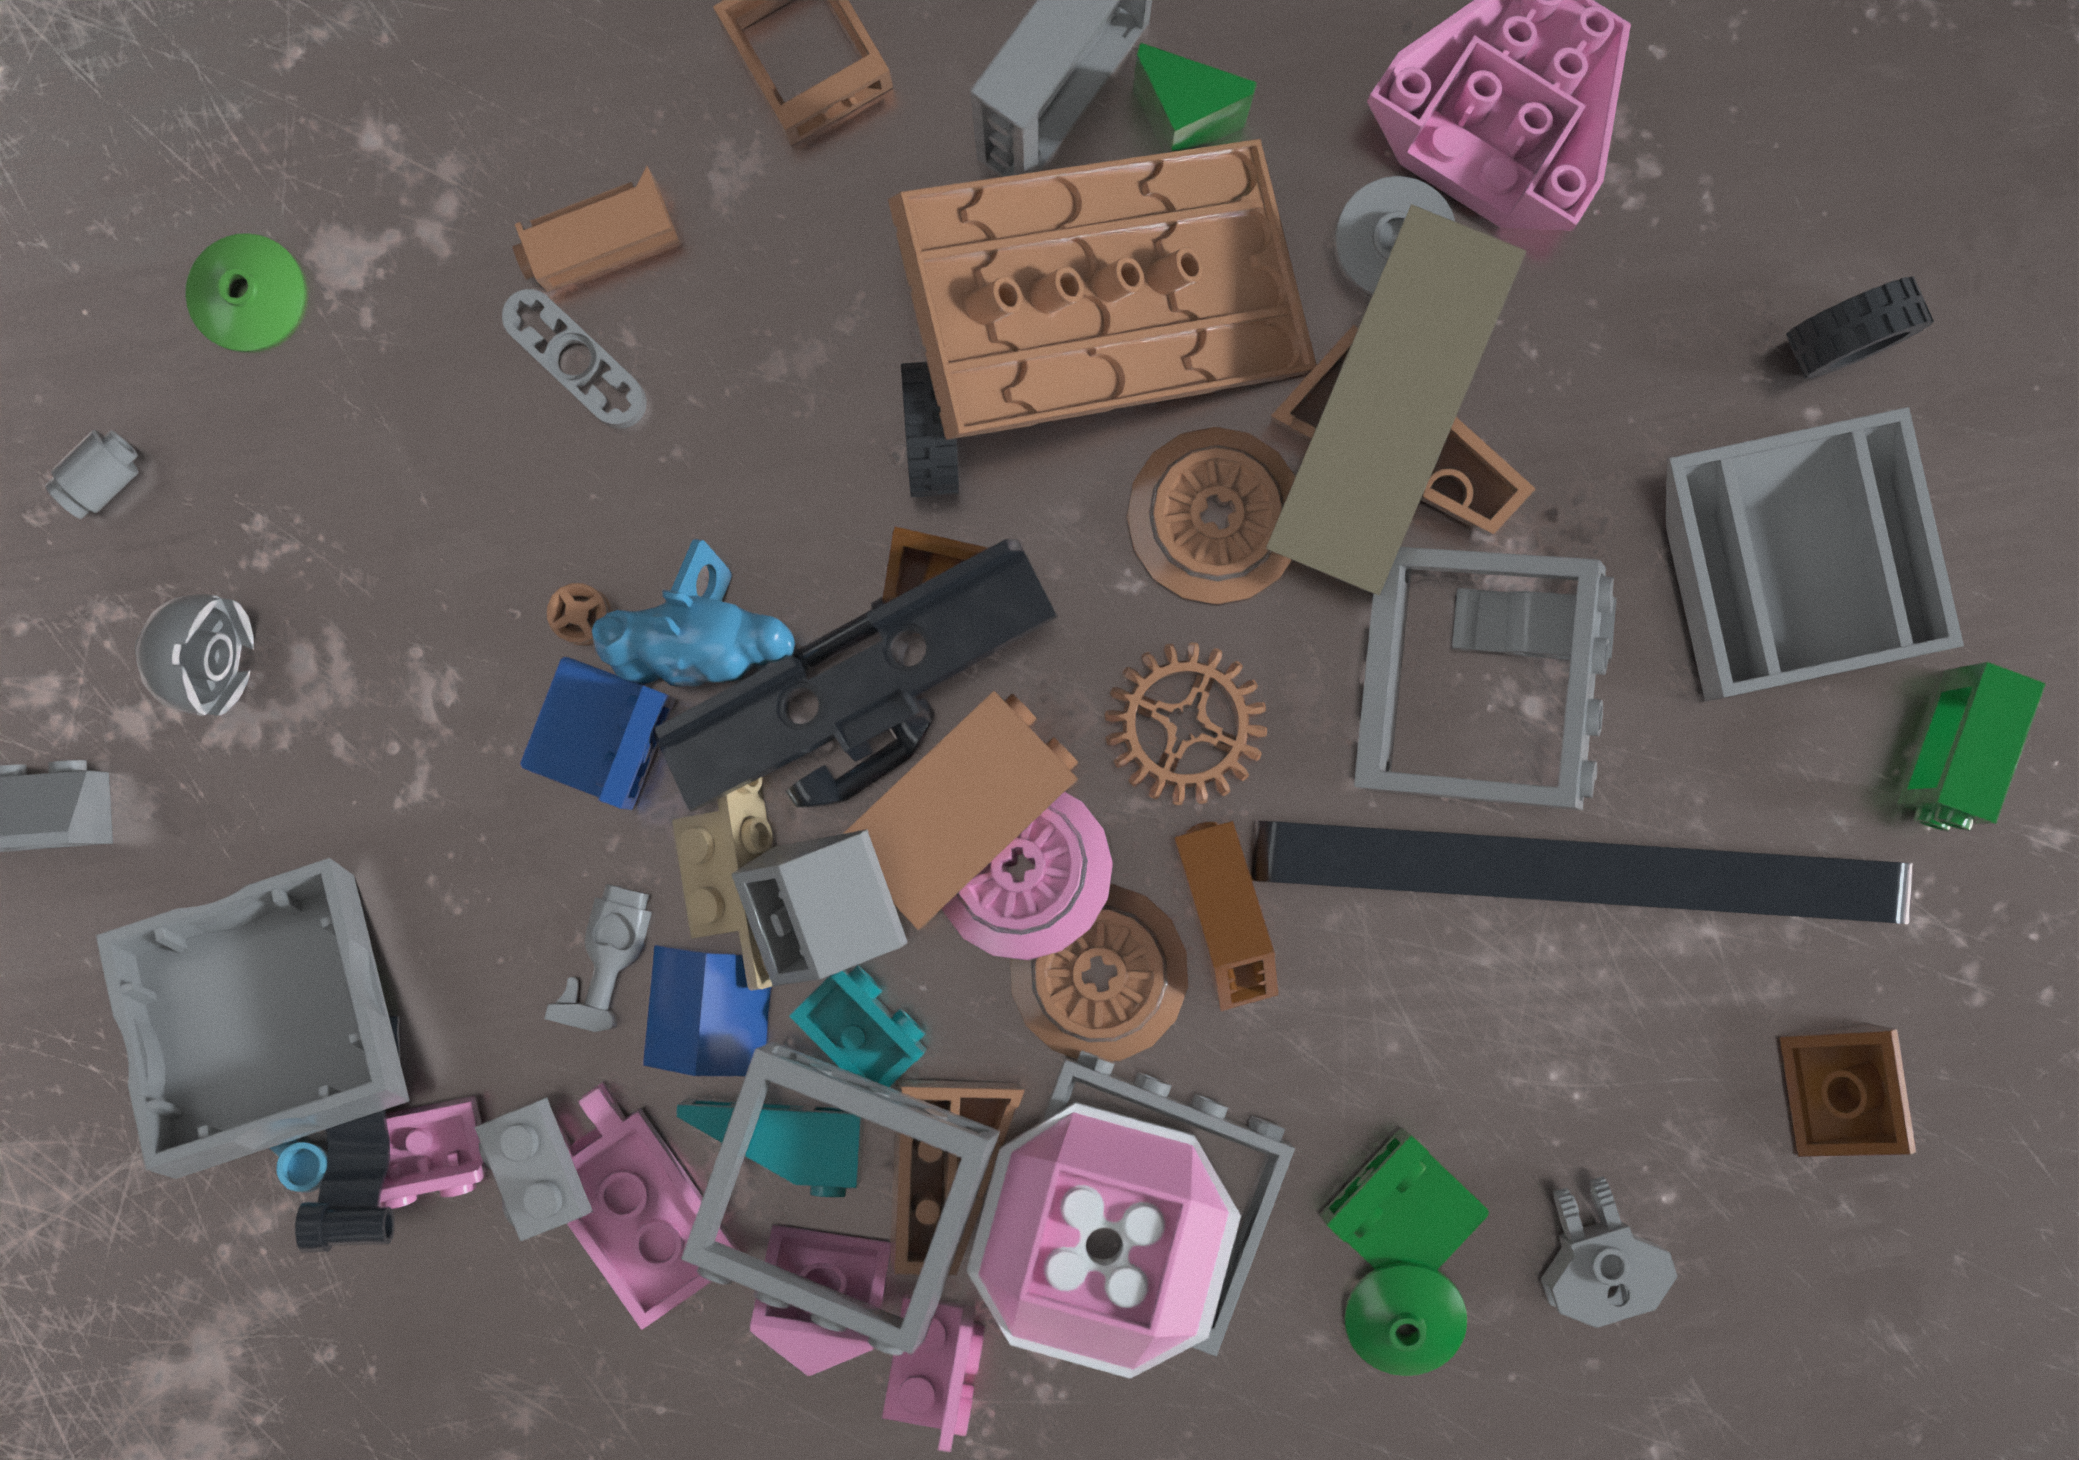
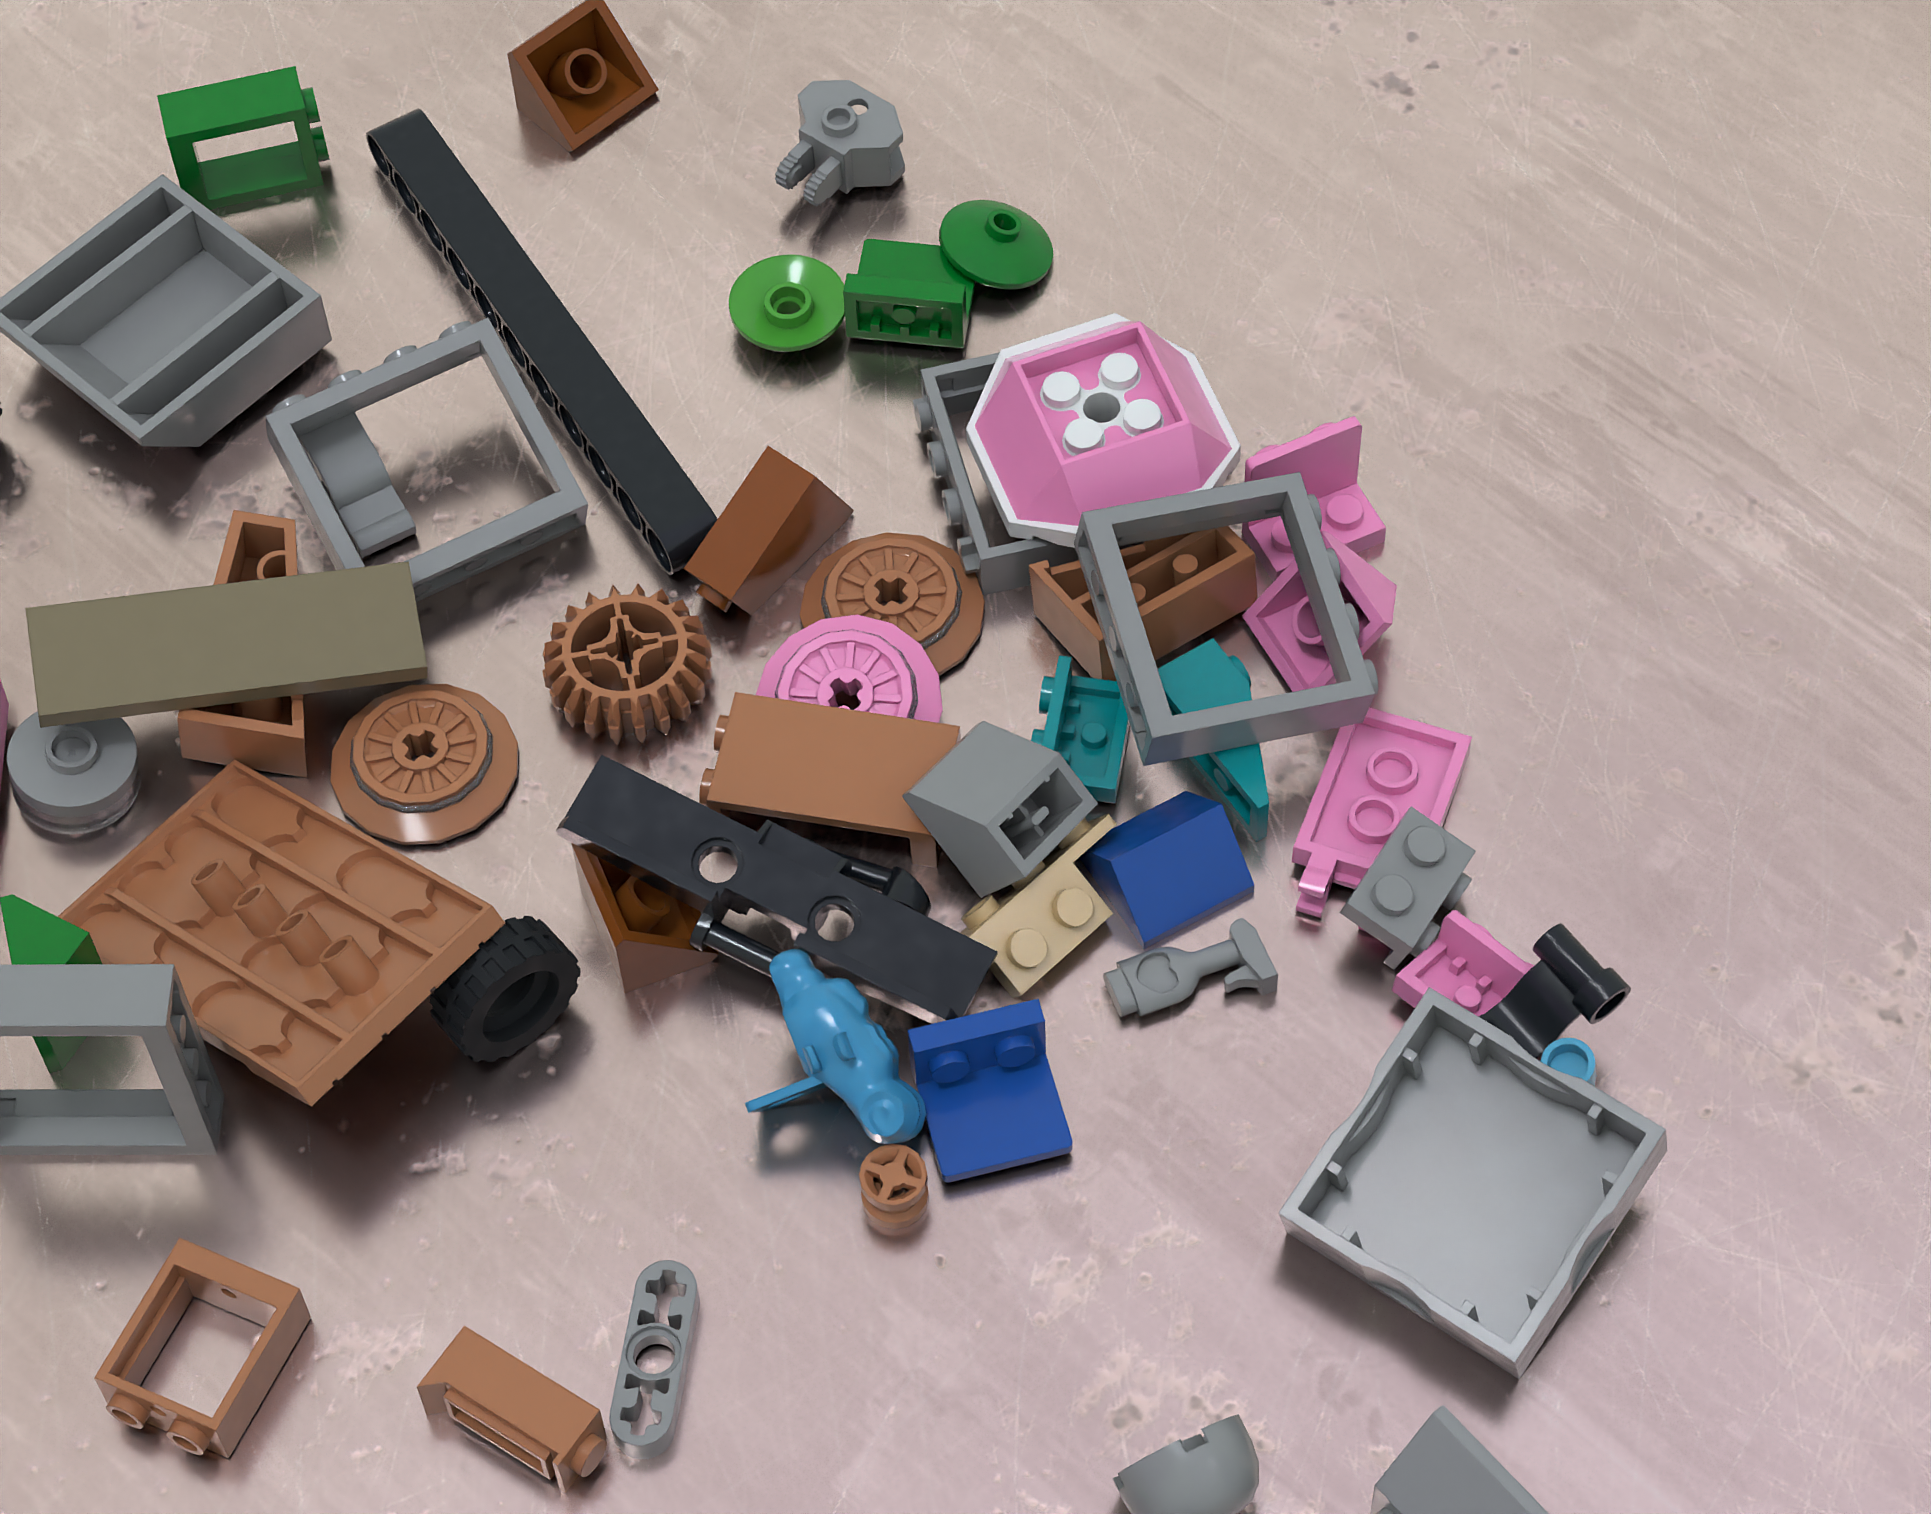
camera: 125 degrees left, 30 degrees down
(1492, 1105) = (787, 303): none -> bright green dish

